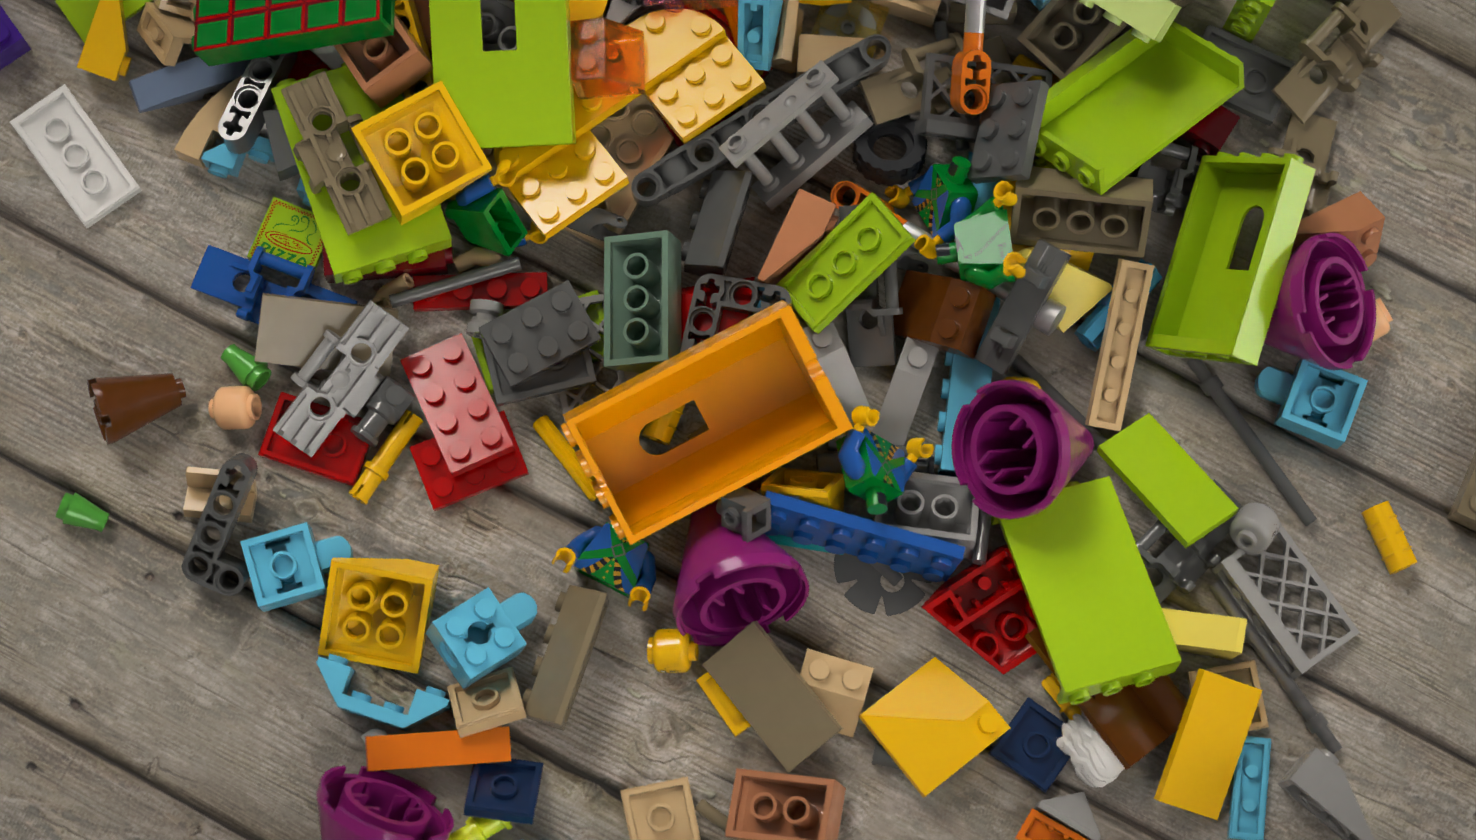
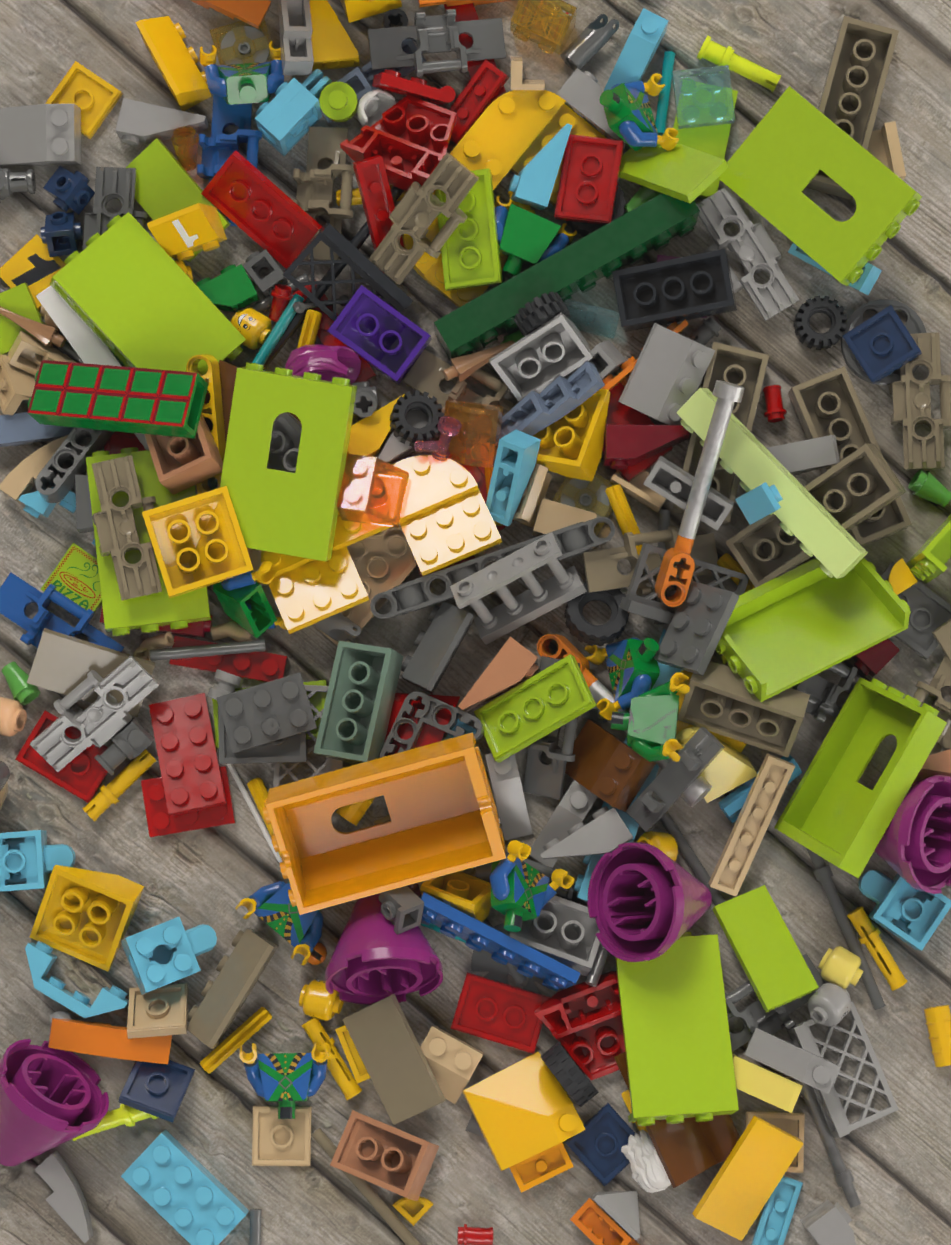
camera: 20 degrees right, 5 degrees up
(551, 460) = (253, 809): none -> white piece
(583, 719) = (235, 1040): none -> yellow axle
(651, 745) = (285, 1076): none -> torso
(654, 609) = (321, 949): none -> orange hinge
(699, 715) = (335, 1062): none -> yellow pin
(880, 622) = (499, 1012): none -> red tile
(892, 28) = (622, 511): none -> yellow axle
(942, 397) = (595, 838): none -> light grey slope
(967, 784) = (541, 1167): none -> light orange plate
(978, 669) = (569, 1074): none -> black tyre
(1223, 35) = (901, 577): none -> yellow tile
(1229, 596) = (792, 1060): none -> light grey slope
(1257, 483) = (840, 967): none -> light yellow head
(1263, 427) = (870, 937): none -> yellow pin

